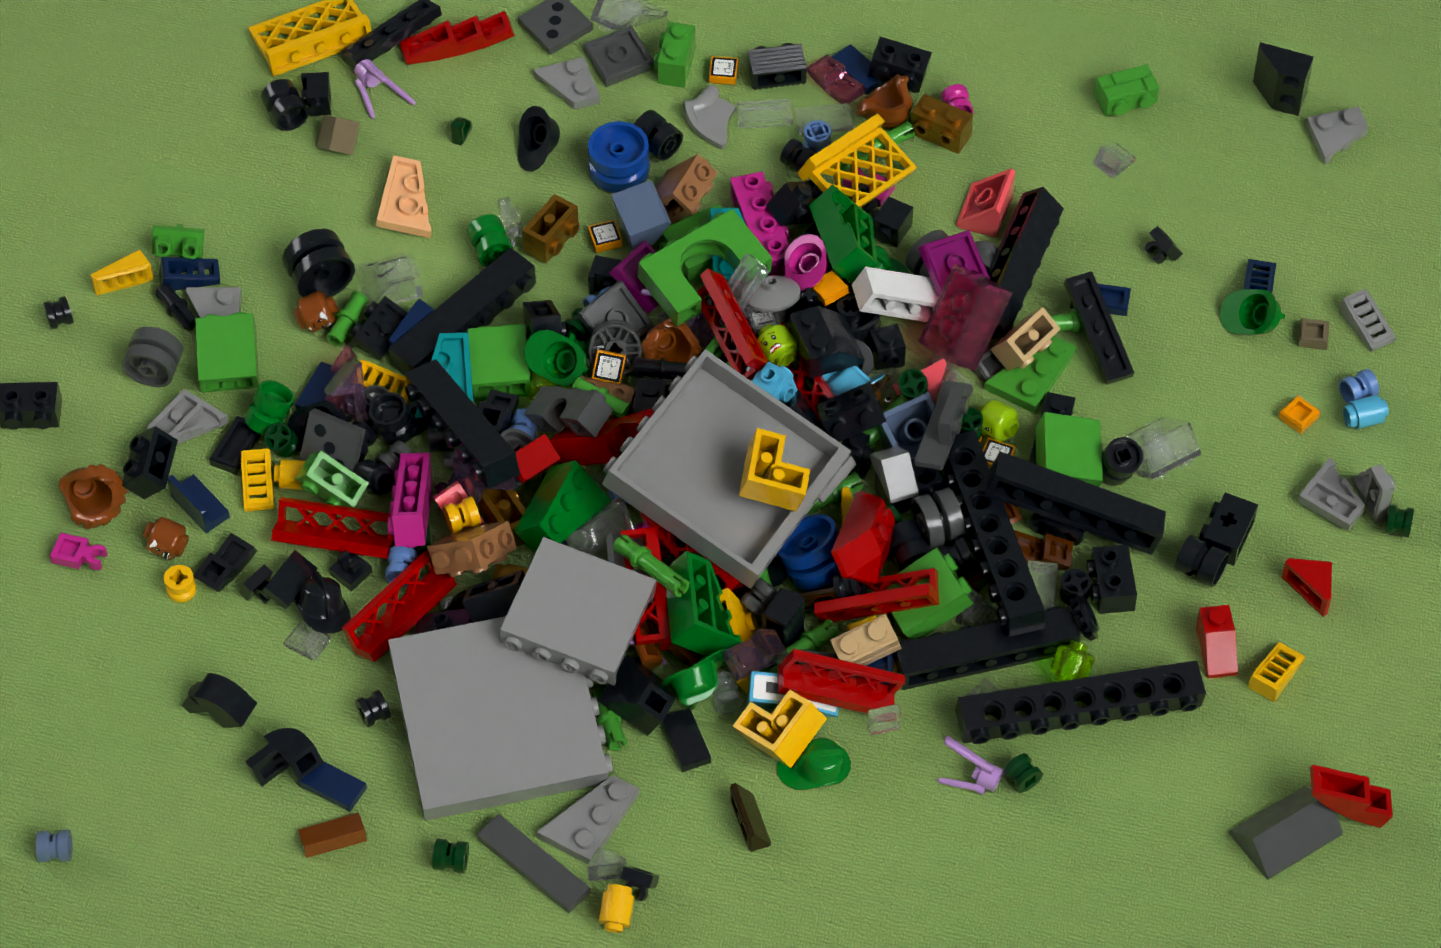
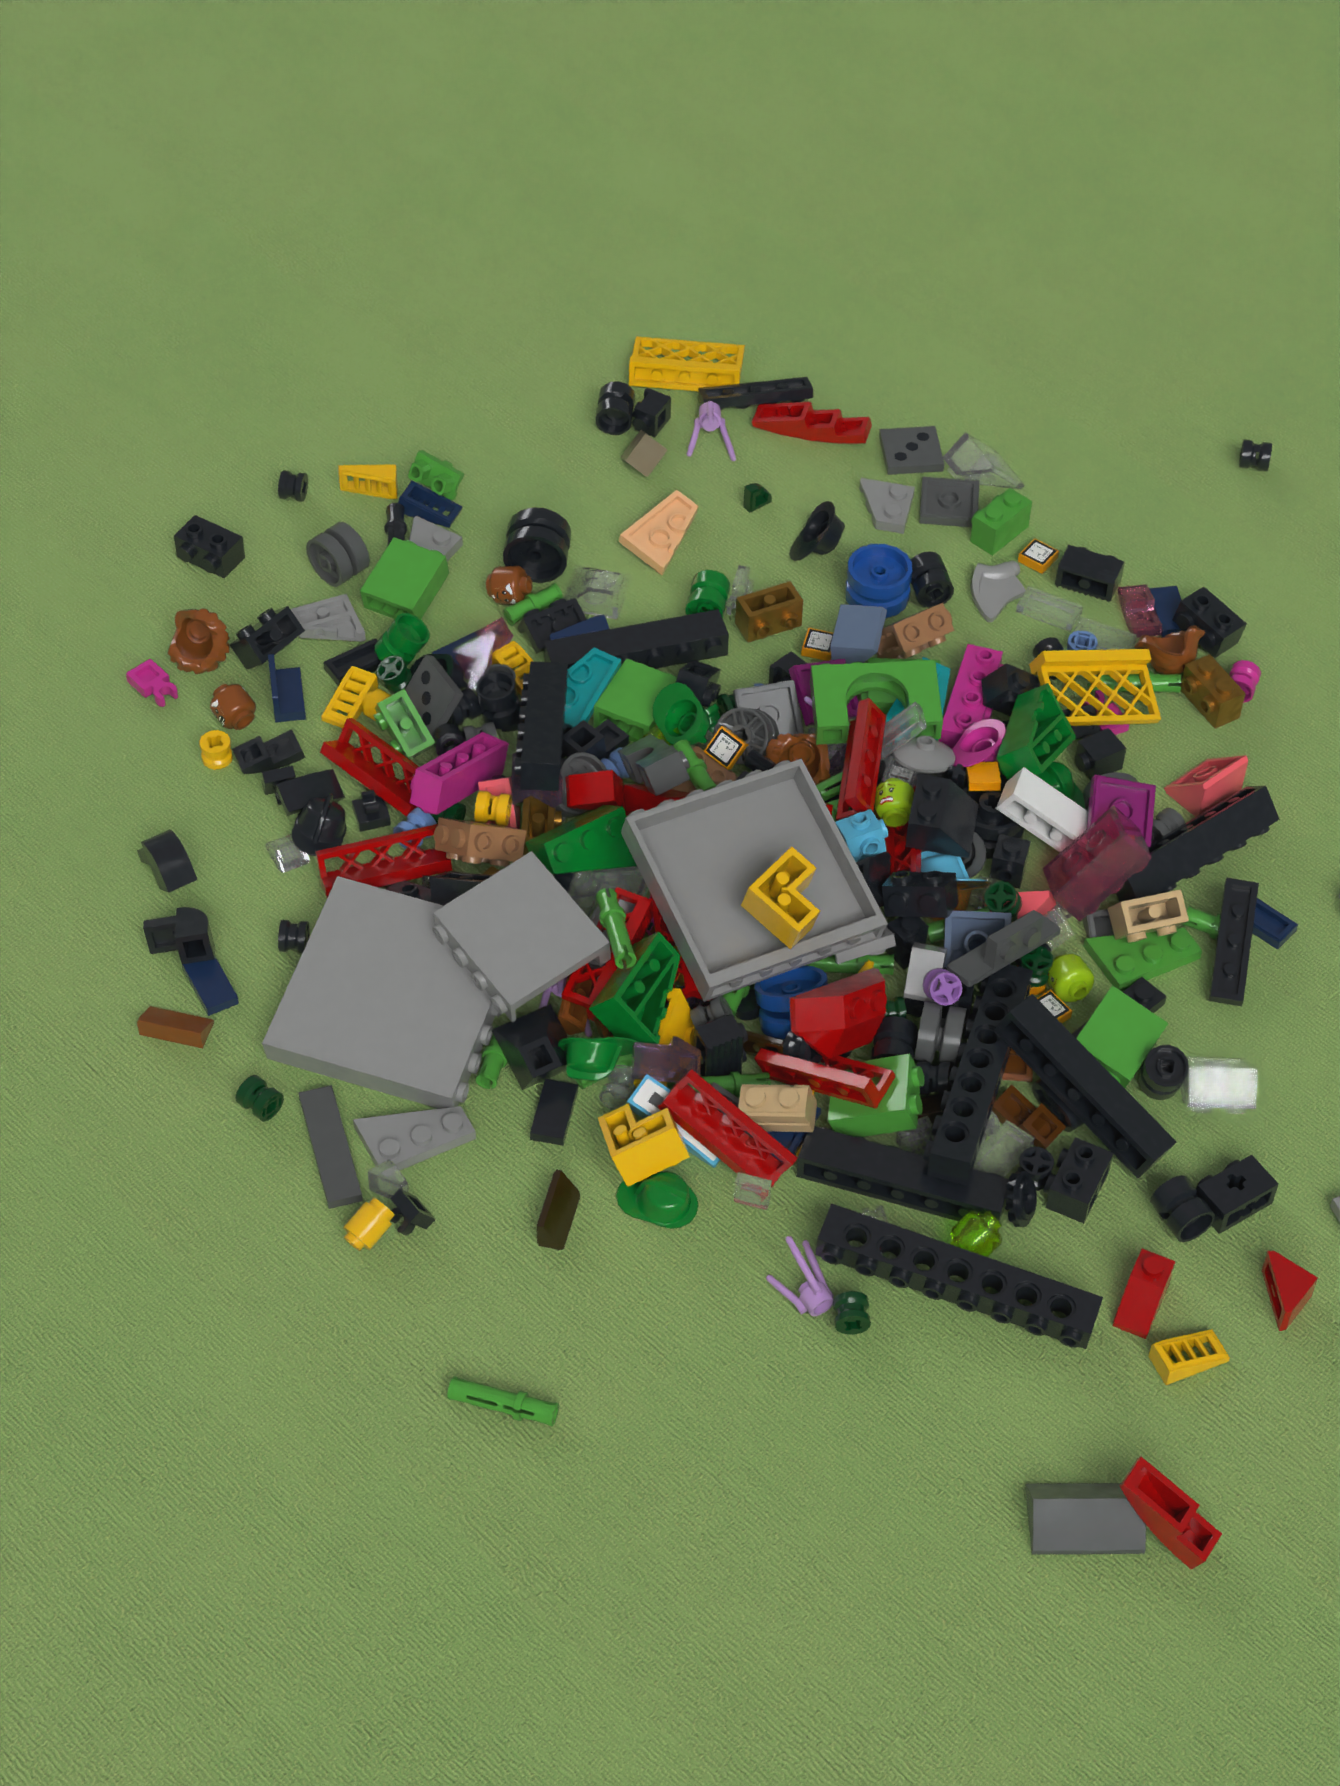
camera: 30 degrees right, 5 degrees down
(929, 479) = (949, 988): none -> medium lavender wheel

